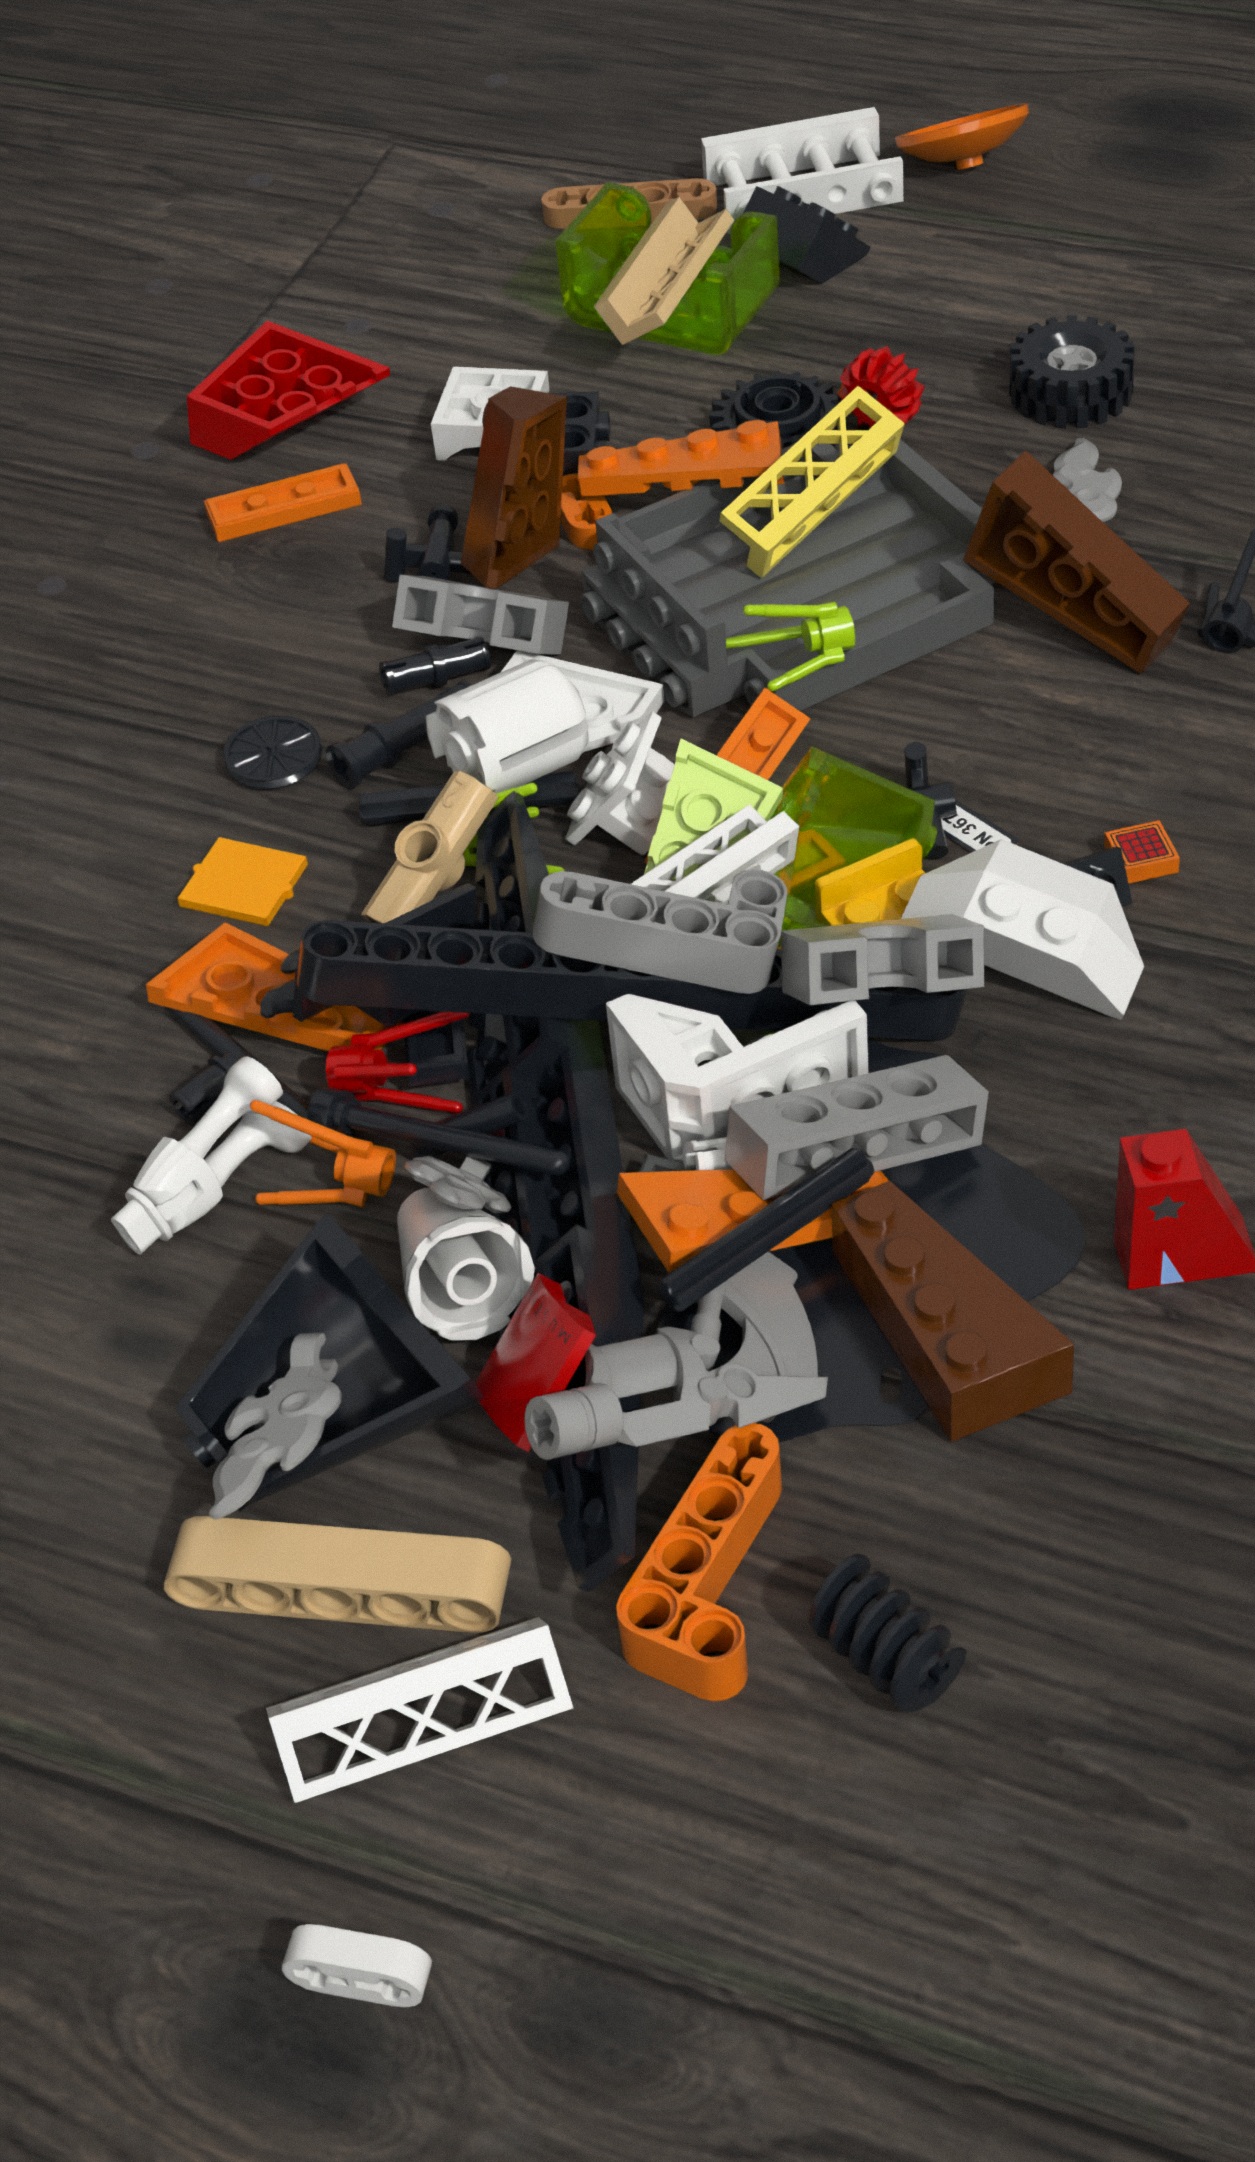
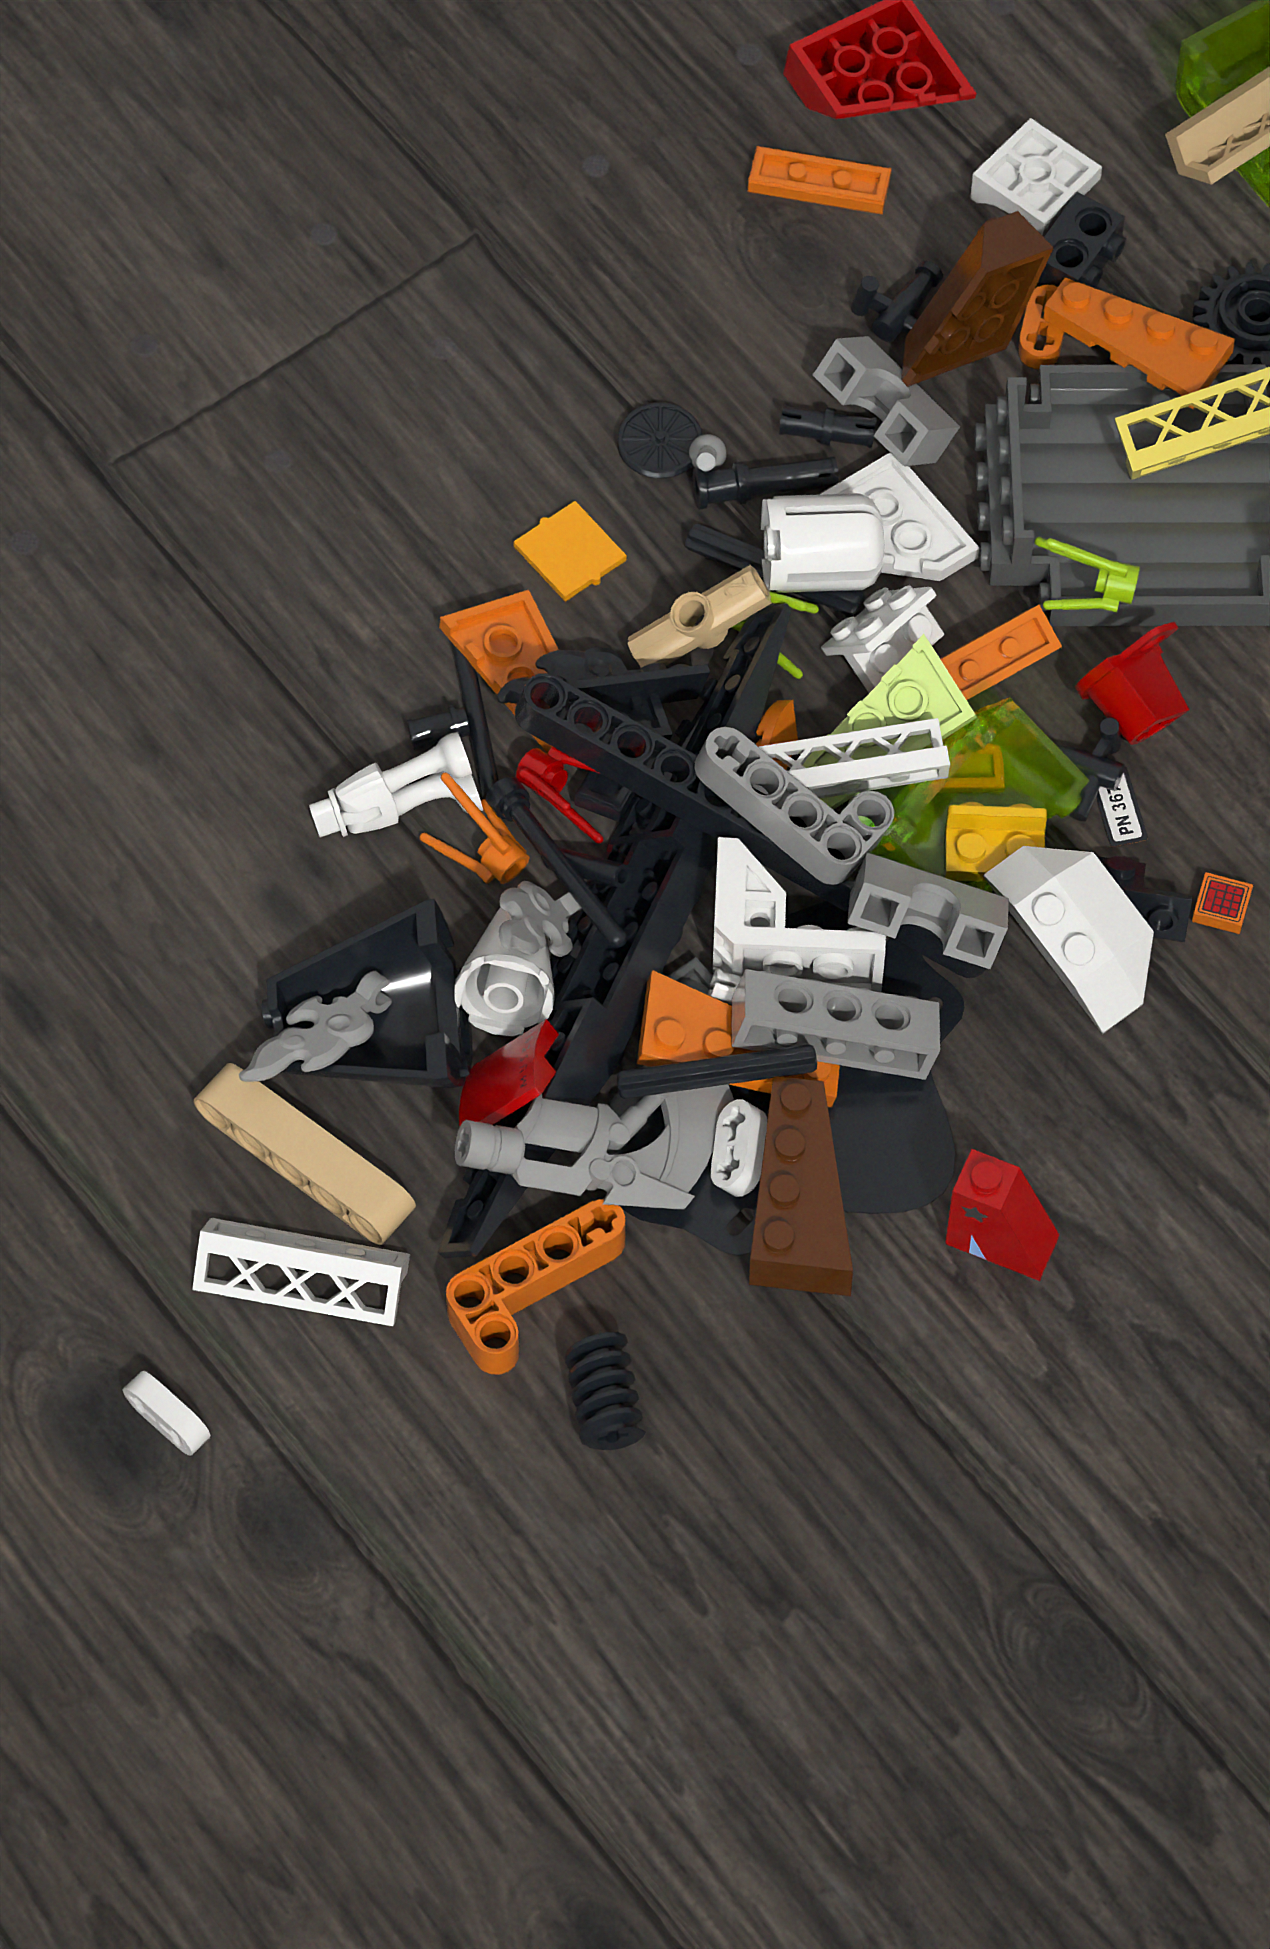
camera: 25 degrees right, 15 degrees up
(328, 731) = (707, 452): none -> light grey bar
(848, 1296) = (738, 1148): none -> white beam
(909, 712) = (1136, 687): none -> red container

